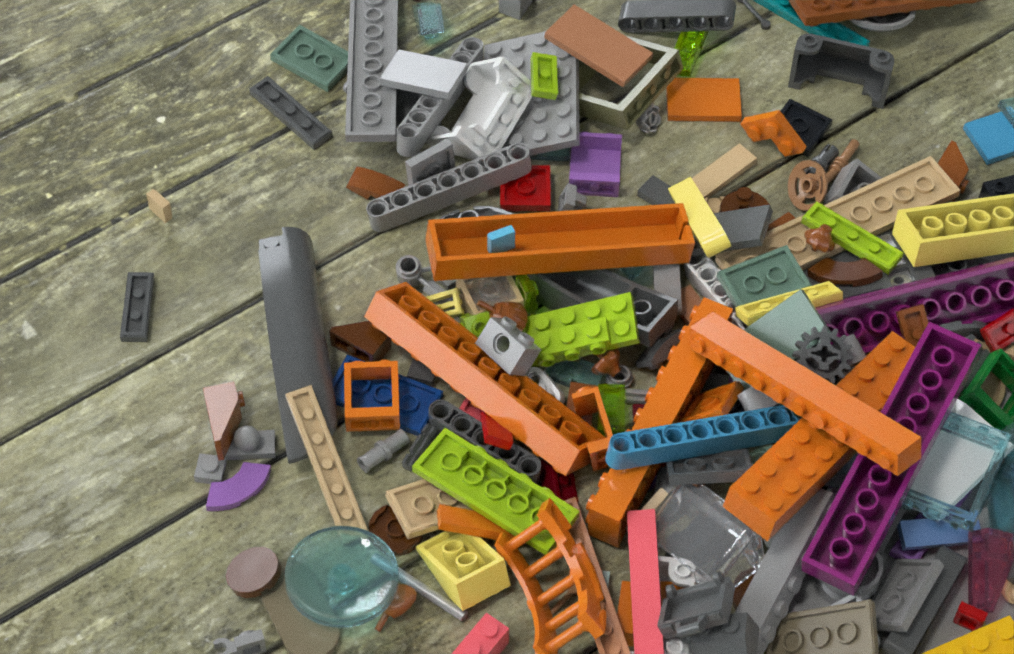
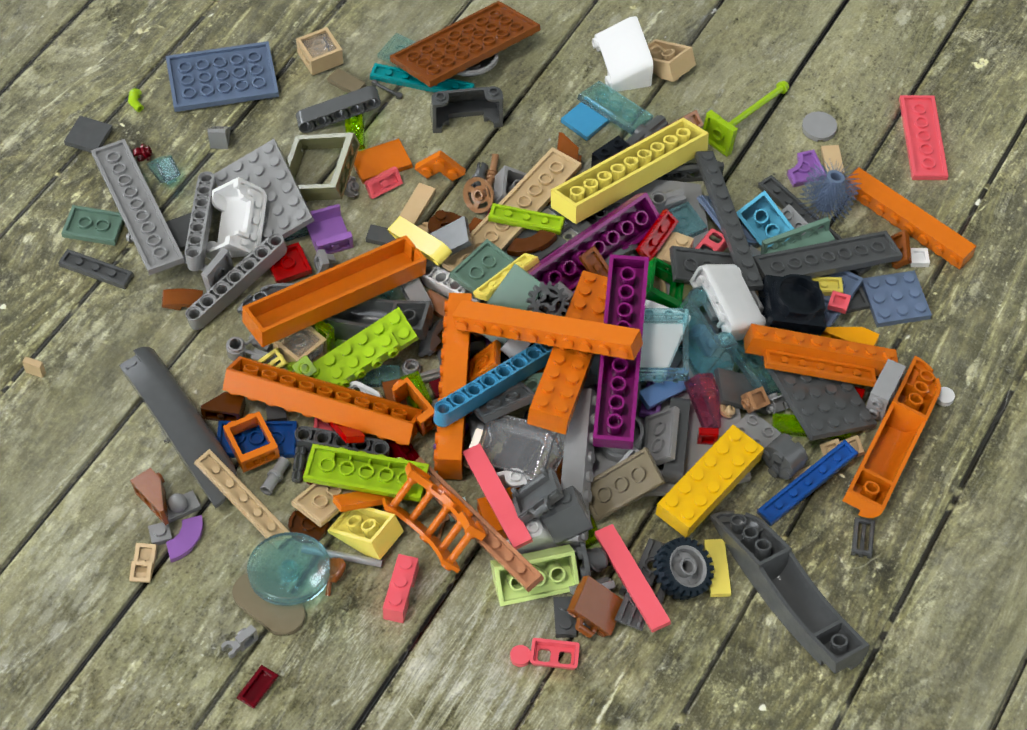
camera: 25 degrees left, 0 degrees up
(137, 307) = (52, 443): dark grey tile -> none
(173, 498) = (143, 563): none -> tan slope
(253, 572) = (225, 590): tile -> none
(423, 74) = (183, 209): tile -> none
(501, 240) = (297, 303): medium azure tile -> none
(508, 309) = (320, 355): dark orange piece -> none
(513, 358) = (321, 372): light grey brick -> none
(544, 76) = (269, 181): lime plate -> none
(598, 45) = (297, 147): nougat tile -> none
(608, 363) = (401, 361): dark orange piece -> none
(693, 127) = (383, 182): none -> coral plate
(807, 123) = (458, 152): black tile -> none
(820, 238) = (507, 226): dark orange piece -> none

